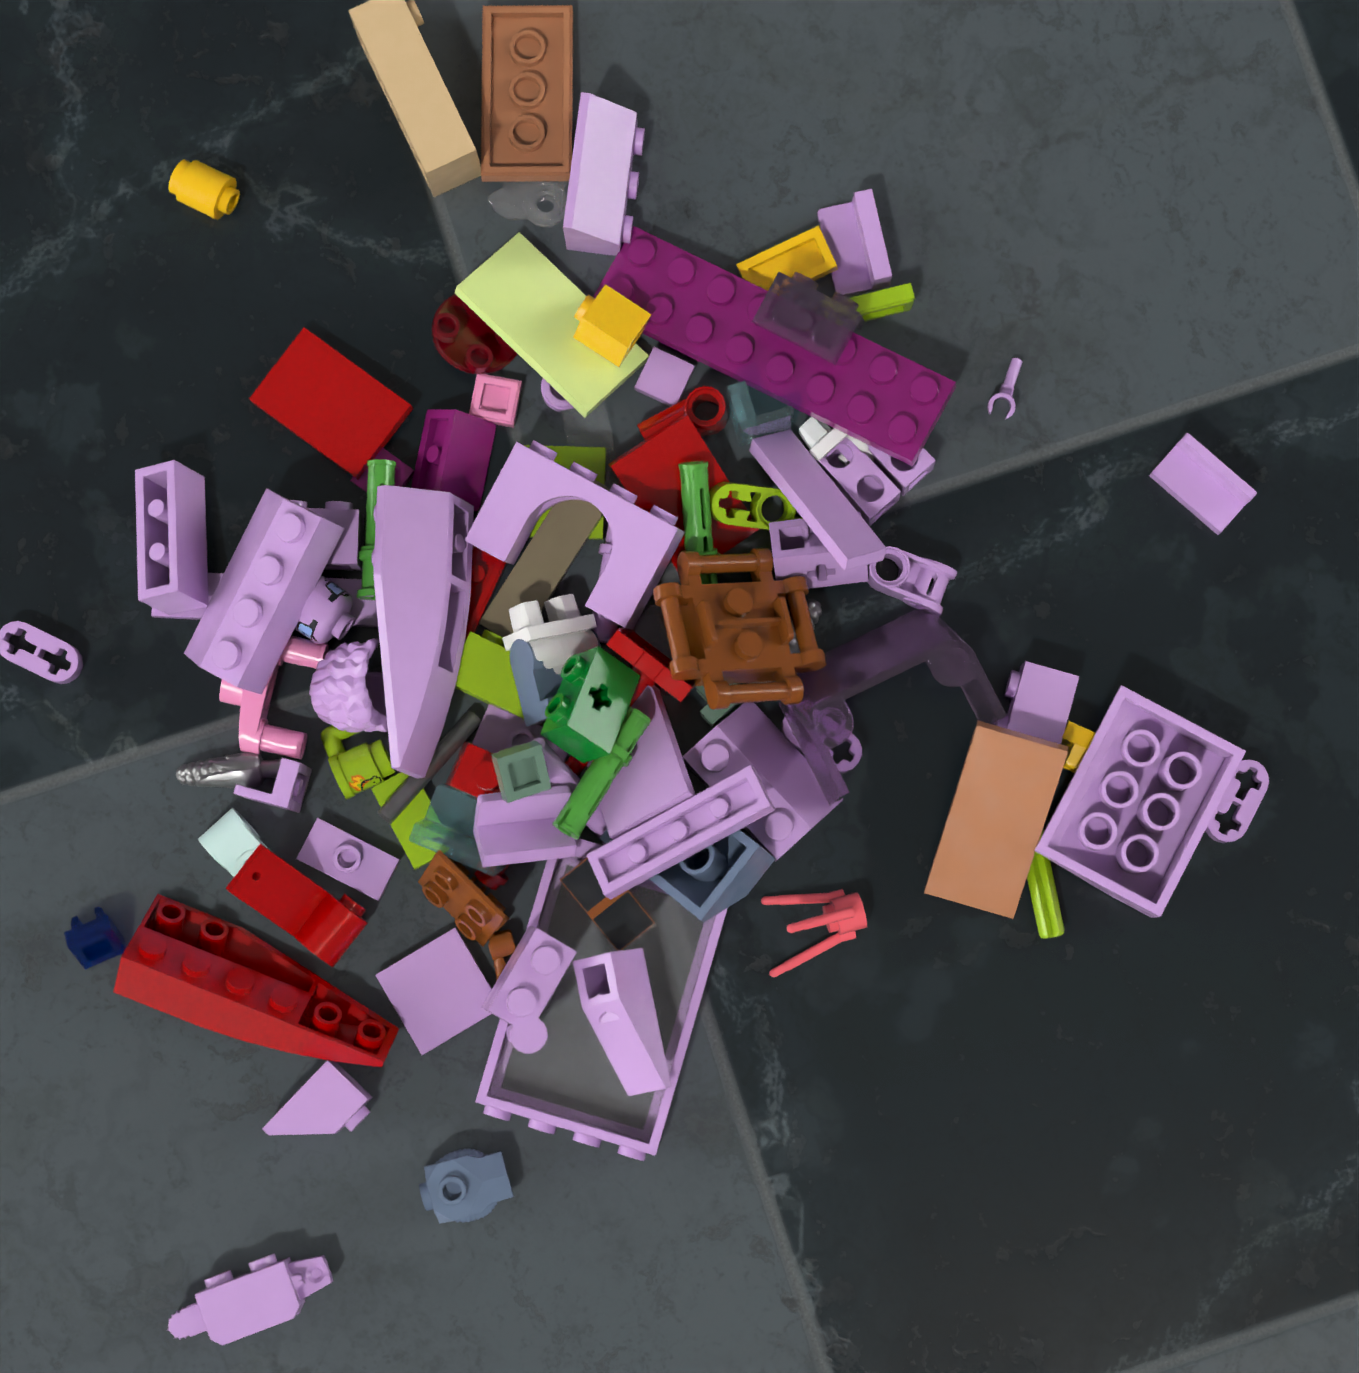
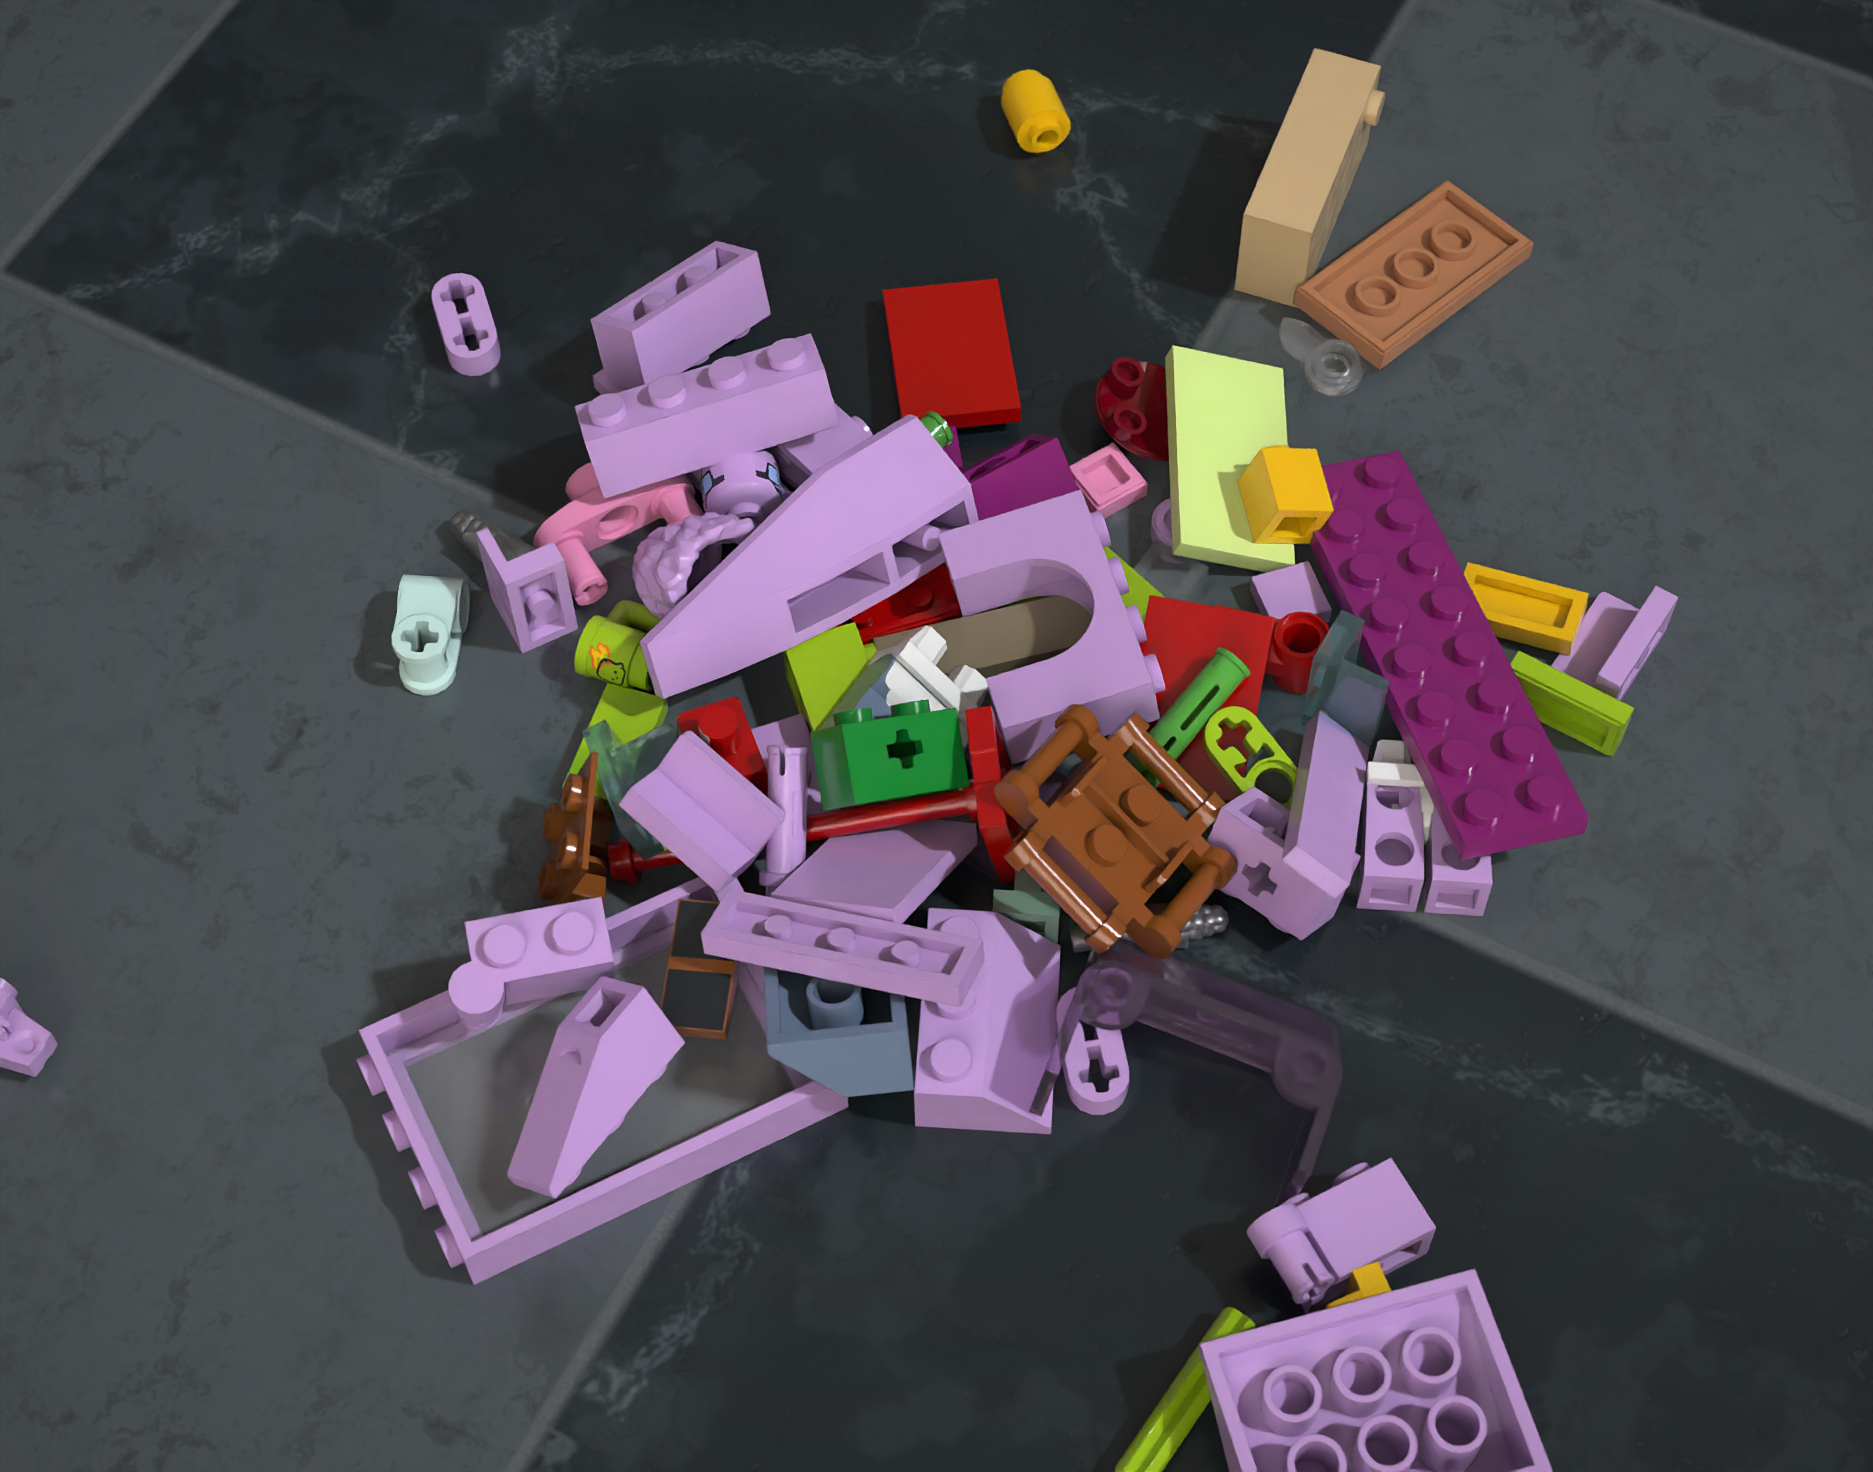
camera: 45 degrees right, 25 degrees down
(94, 940) = (216, 576): clear blue tile -> none
(244, 988) = (285, 731): red wedge -> none
(299, 905) = (420, 702): red door -> none
(322, 1105) = (225, 902): lavender slope -> none
(348, 859) = (515, 727): lavender plate -> none
(437, 990) = (432, 900): lavender tile -> none
(443, 752) = (664, 710): flat silver bar -> none
(465, 1185) = (256, 1111): sand blue hand -> none
(521, 771) = (752, 740): sand green tile -> none
(600, 775) = (846, 833): bright green pin -> none
(602, 177) = (1409, 371): lavender slope -> none
(809, 317) = (1493, 631): clear purple bracket -> none
(842, 915) = (924, 1230): coral plant -> none
(913, 580) = (1351, 989): lavender piece -> none
(995, 819) = (1188, 1278): nougat tile -> none
(1007, 388) = (1636, 909): lavender hand -> none
(1202, 483) = (1778, 1184): lavender panel -> none

